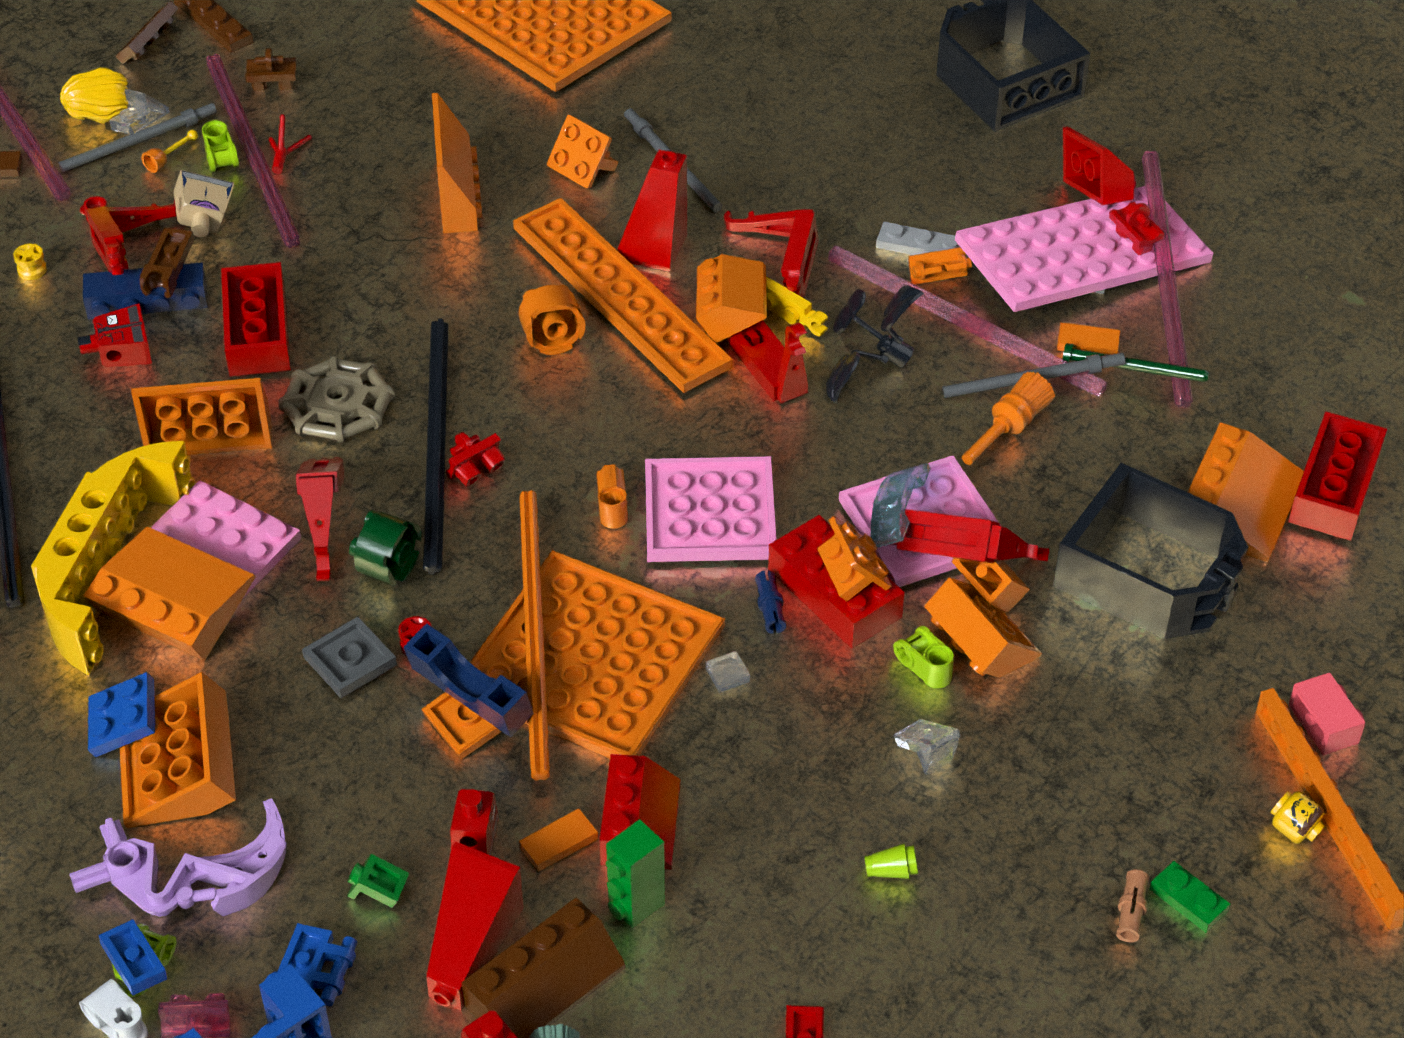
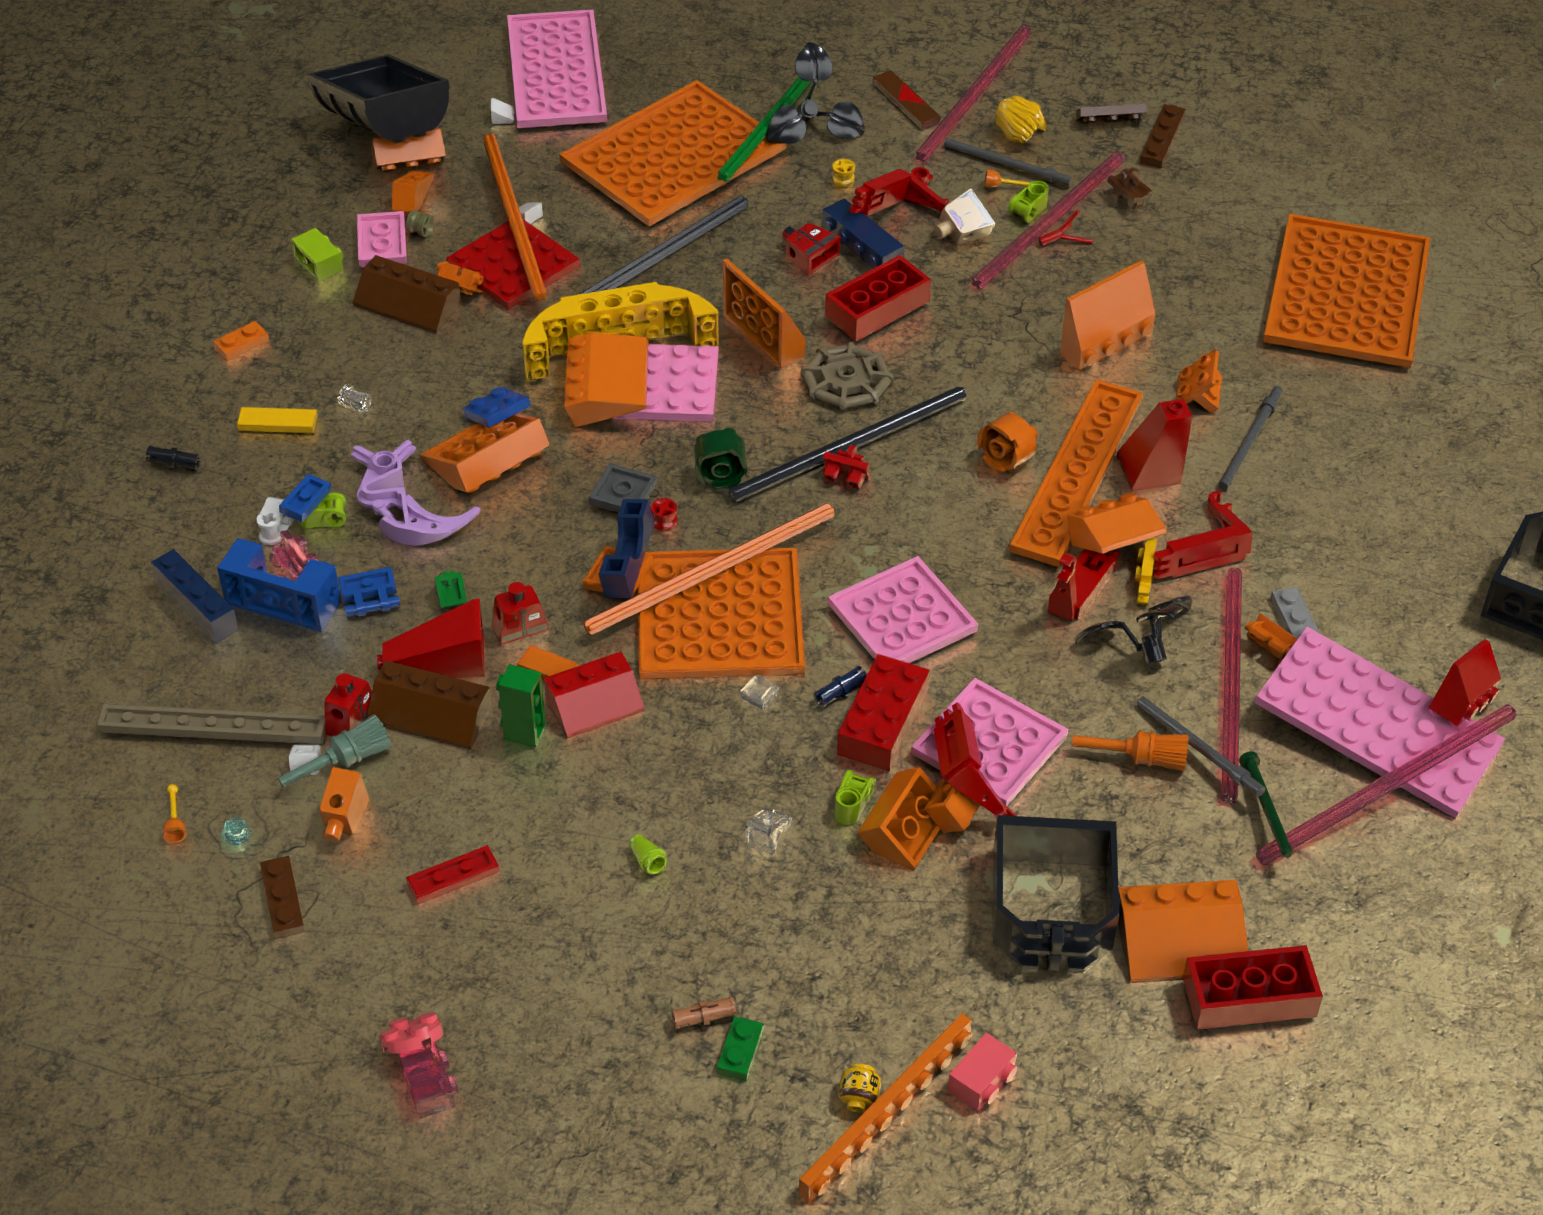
camera: 60 degrees right, 0 degrees up
(140, 113) = (1028, 150): clear slope -> none
(166, 261) = (882, 227): reddish brown plate -> none
(316, 484) = (740, 392): red hinge -> none
(612, 497) = (864, 556): orange piece -> none
(852, 560) = (884, 698): orange bracket -> none
(888, 512) = (943, 705): clear light blue slope -> none
(1089, 338) = (1280, 769): orange tile -> none
(1135, 224) = (1414, 736): red hips -> none

